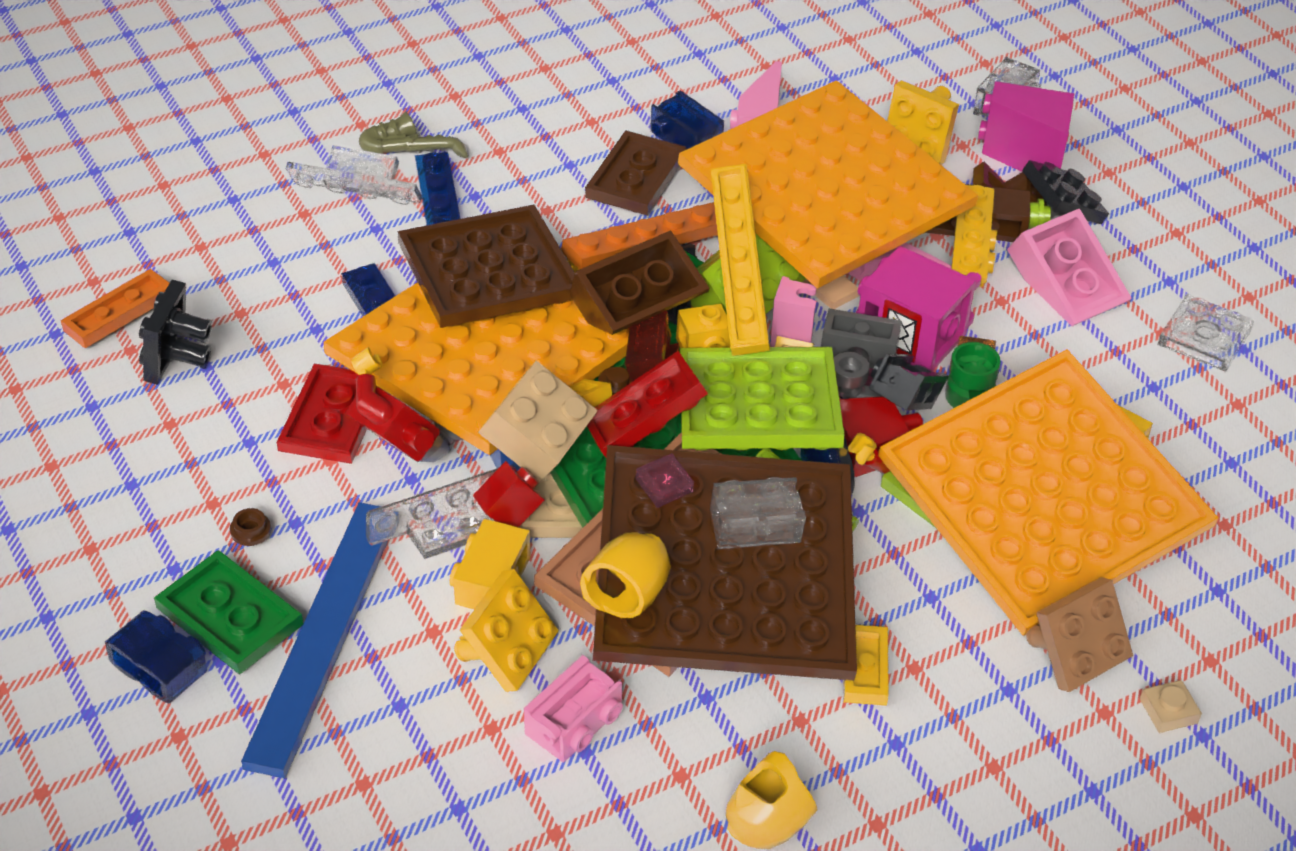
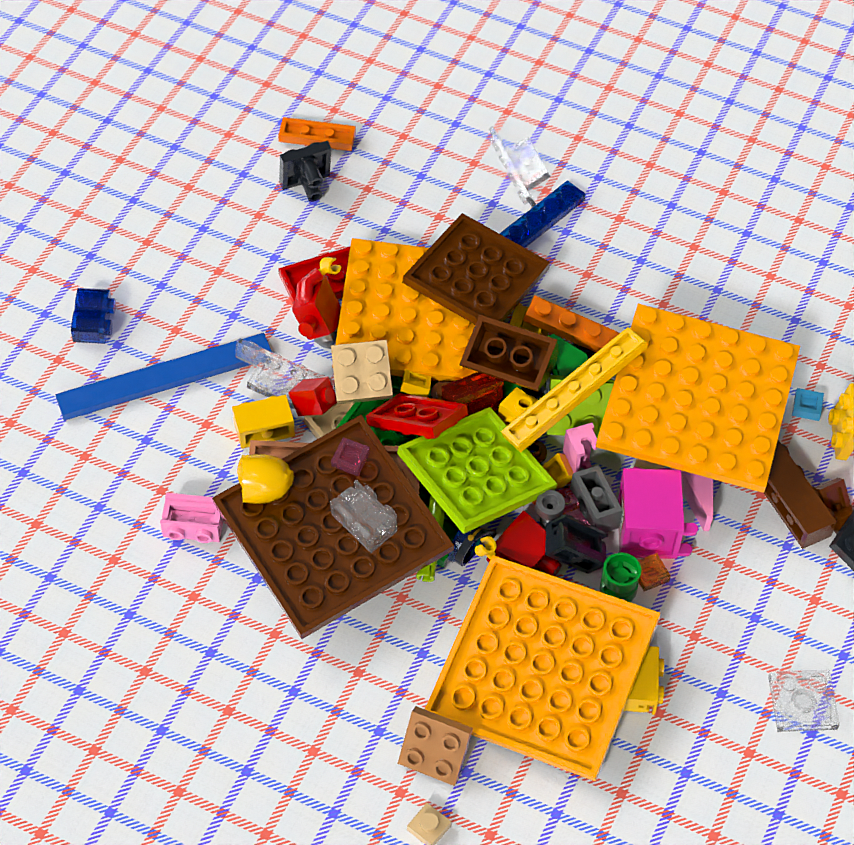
camera: 55 degrees right, 10 degrees up
(228, 611) = (144, 326): green plate -> none
(250, 527) = (209, 297): reddish brown plate -> none
(367, 288) = (431, 230): clear blue plate -> none
(402, 136) = (572, 159): olive piece -> none
(506, 631) = (214, 453): yellow plate -> none
(635, 173) = (667, 291): reddish brown plate -> none
(684, 121) = (728, 297): clear blue hinge -> none
(759, 97) = (793, 323): bright pink slope -> none
(769, 807) = (187, 644): yellow piece -> none
(872, 667) = (333, 643): yellow plate -> none
(974, 236) = (756, 513): yellow bracket -> none
(1039, 213) = (824, 539): lime plate -> none
(1069, 268) = (784, 587): bright pink slope -> none

